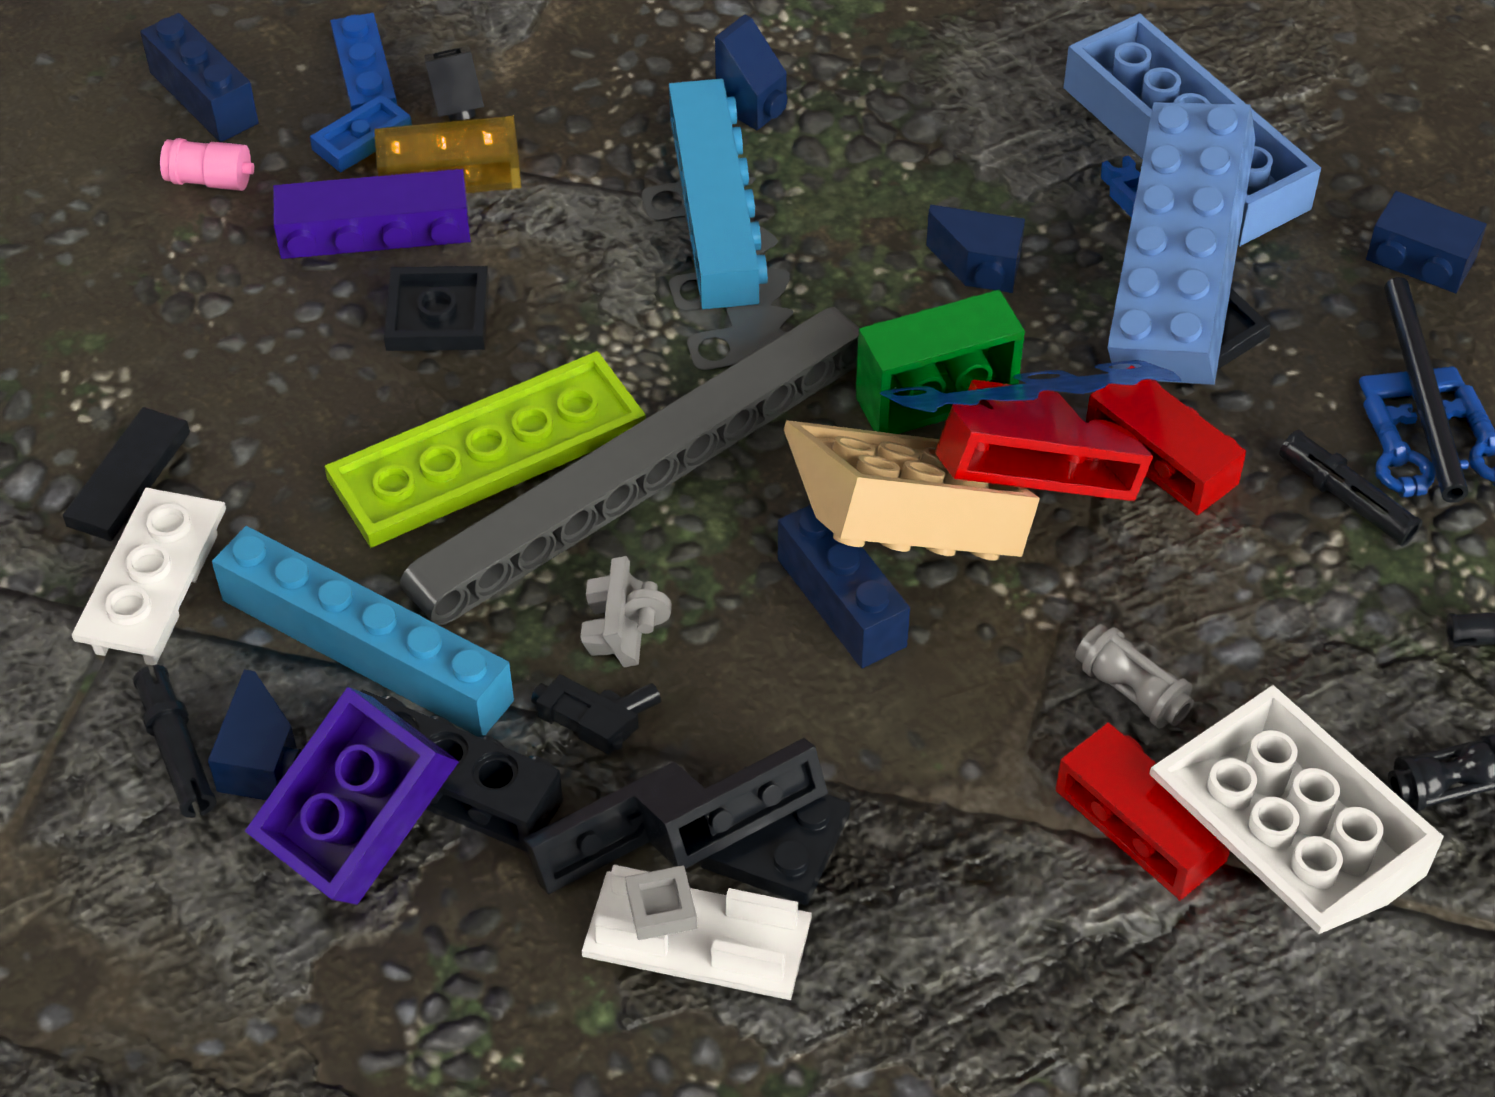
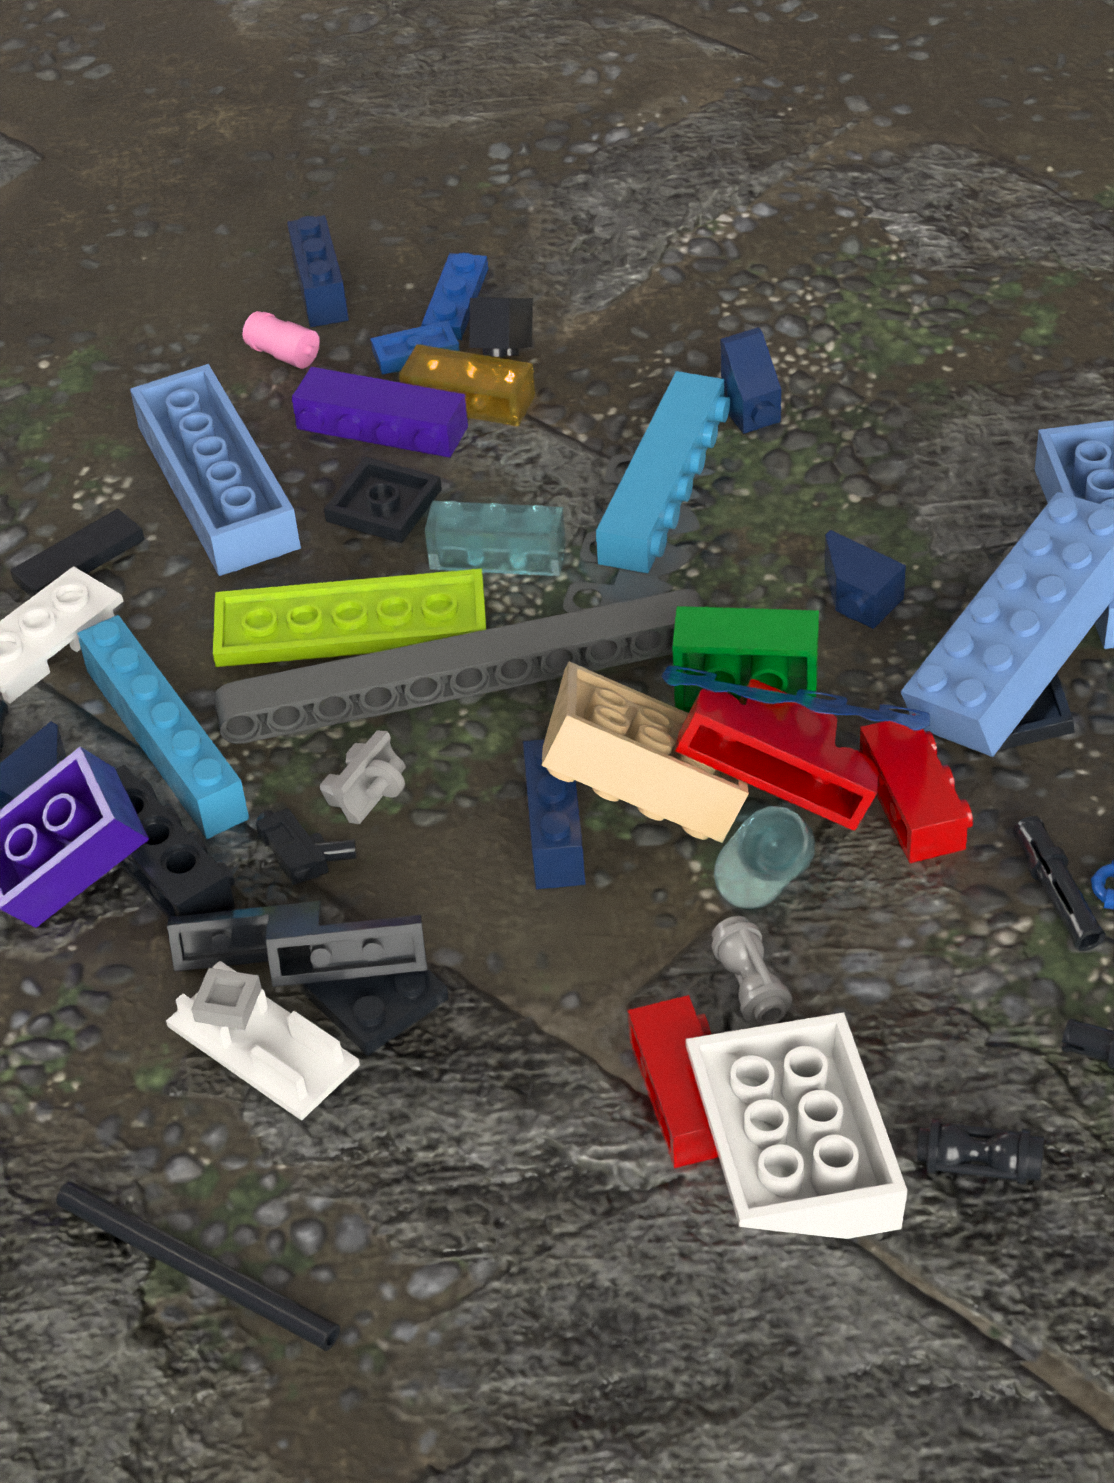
camera: 30 degrees right, 5 degrees down
(235, 329) = (215, 470): none -> medium blue brick
(591, 313) = (496, 538): none -> clear light blue brick
(1075, 558) = (764, 857): none -> clear light blue cap

